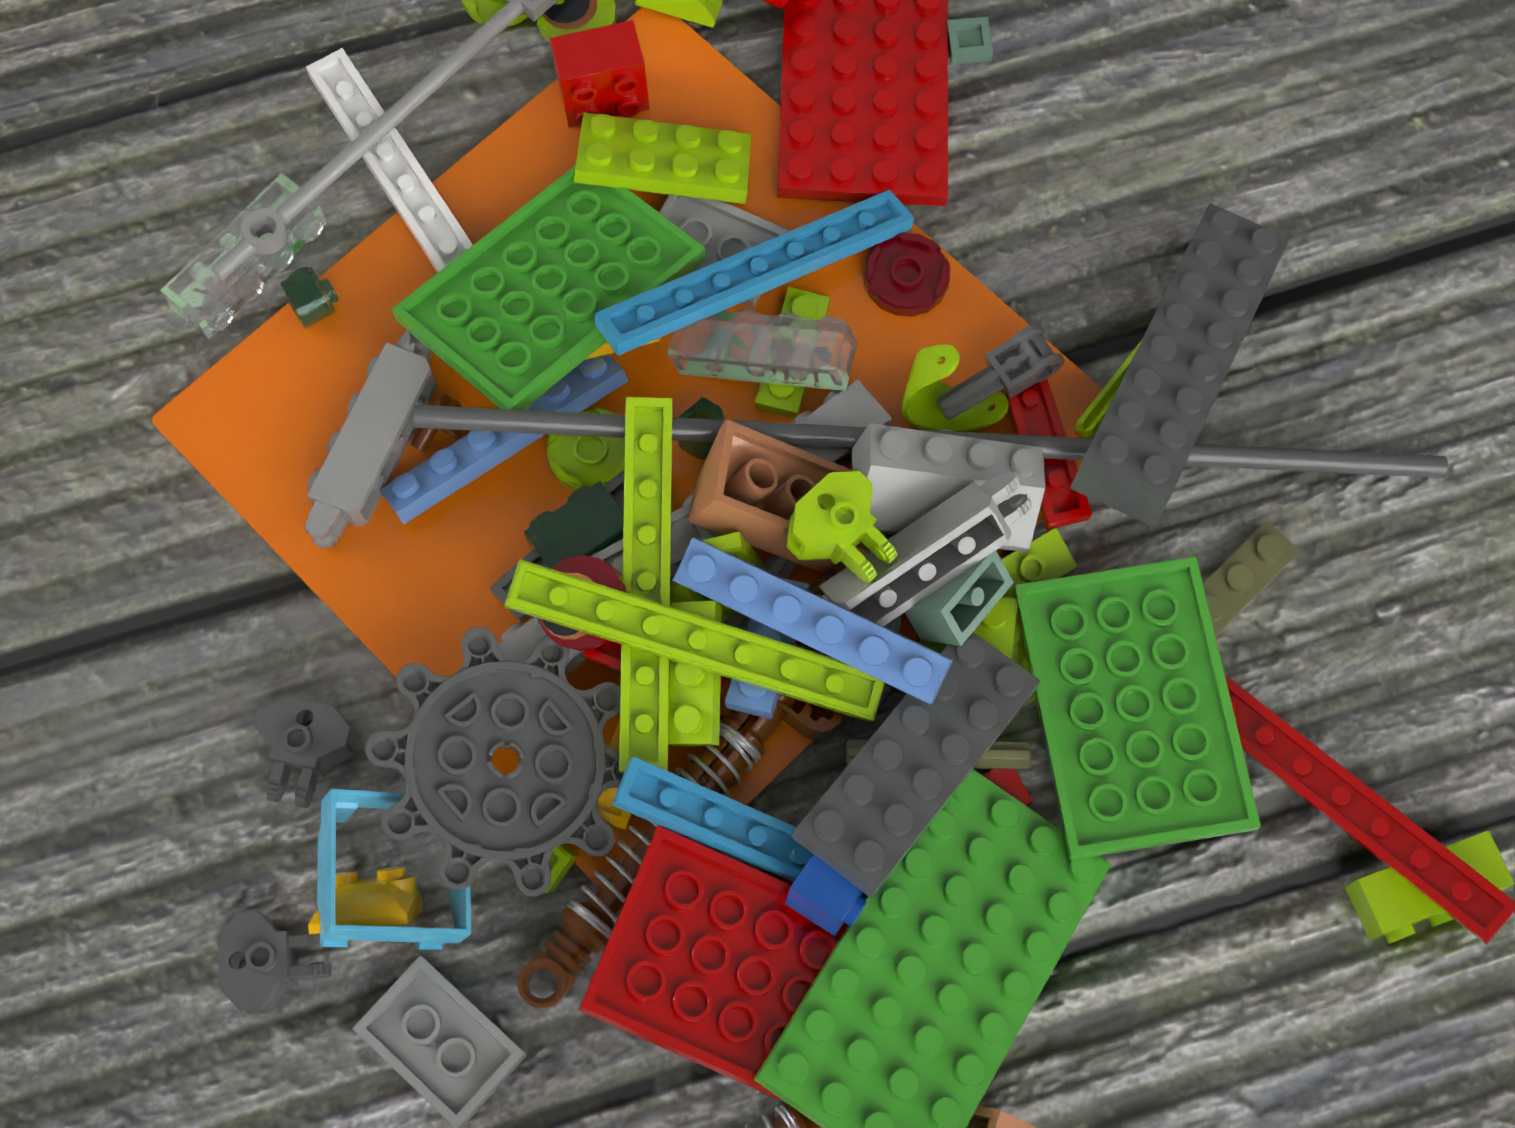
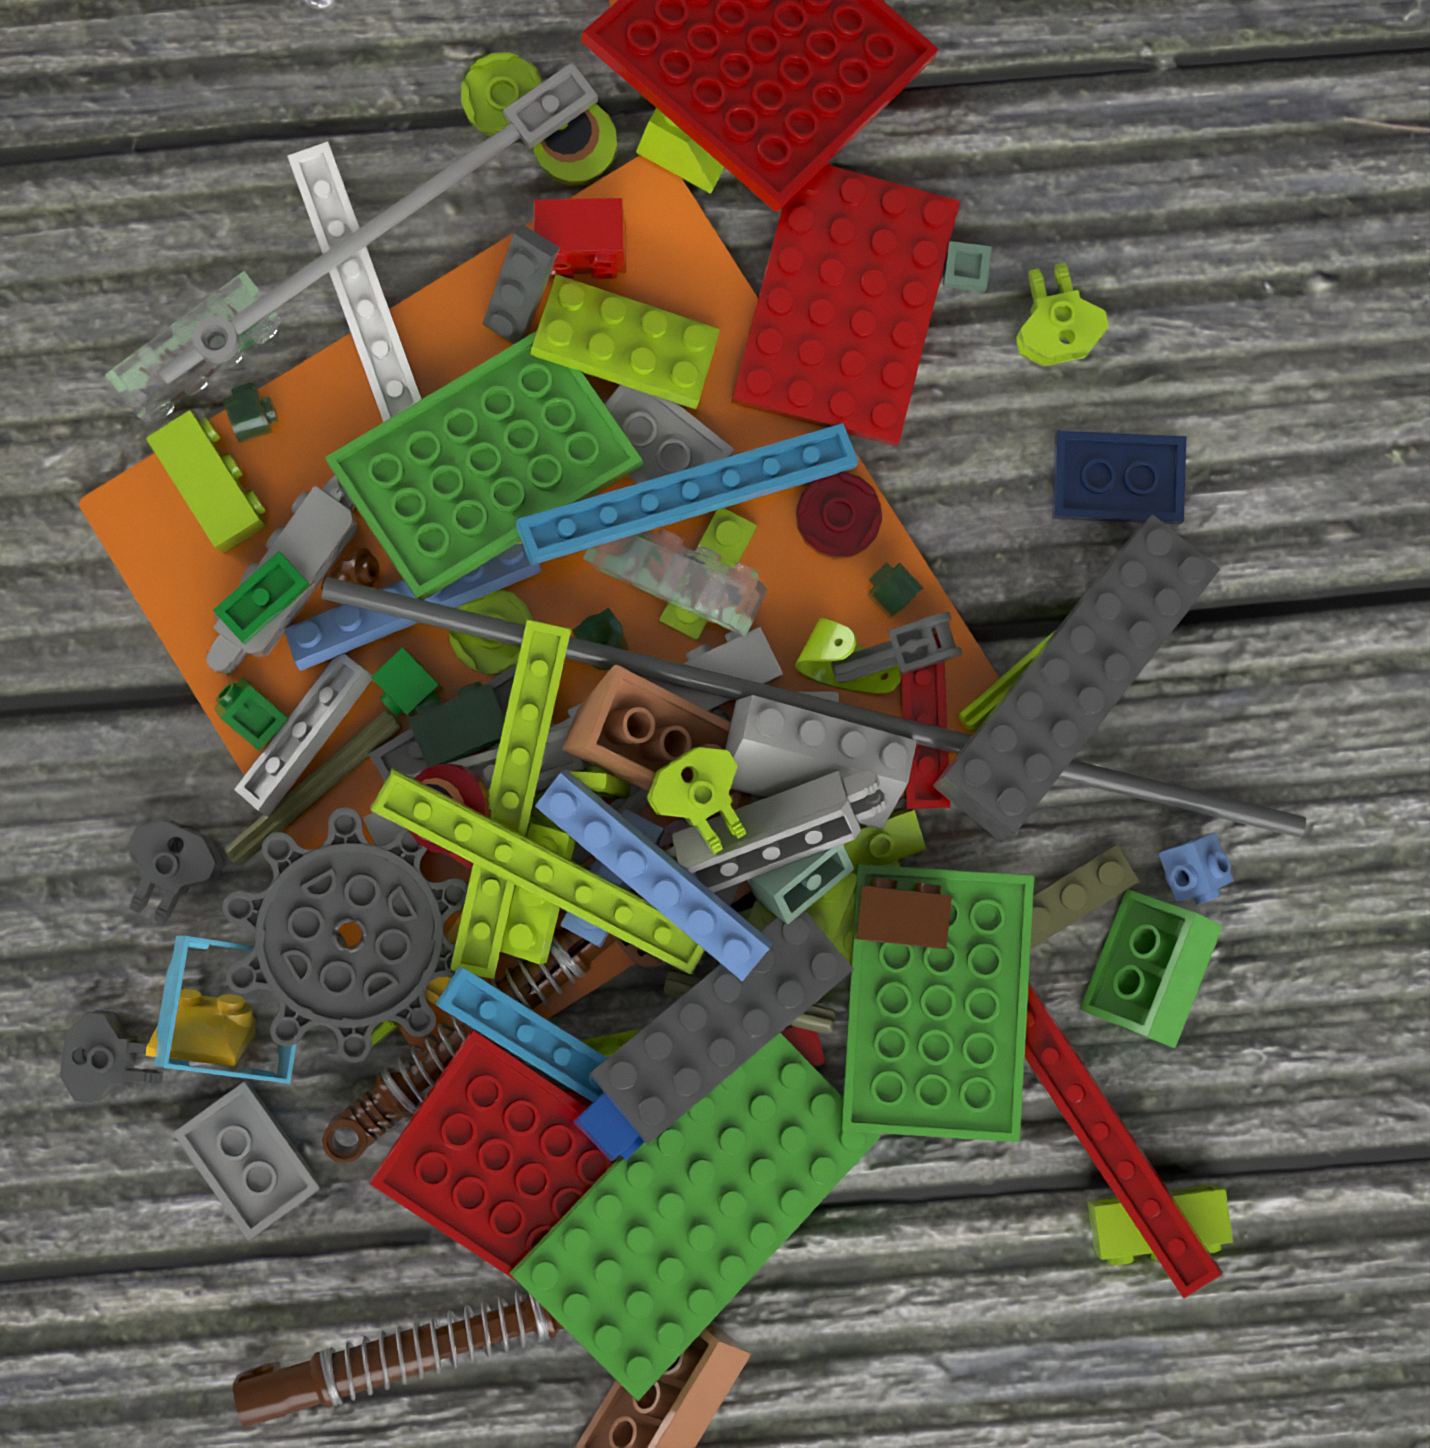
camera: 10 degrees right, 15 degrees up
(279, 366) = (208, 480): none -> lime brick
(352, 451) = (261, 597): none -> green plate
(359, 575) = (249, 713): none -> green bracket
(418, 584) = (303, 734): none -> light grey plate
(439, 635) = (314, 787): none -> olive axle
(510, 510) = (405, 684): none -> green brick
(552, 119) = (520, 284): none -> dark grey plate
(978, 324) = (893, 589): none -> clear green plate
(1070, 64) = (1057, 318): none -> lime hinge
(1076, 617) = (903, 915): none -> reddish brown brick
(1163, 187) = (1119, 477): none -> dark blue plate
(1339, 630) = (1151, 967): none -> bright green slope
(1354, 522) = (1196, 869): none -> medium blue brick

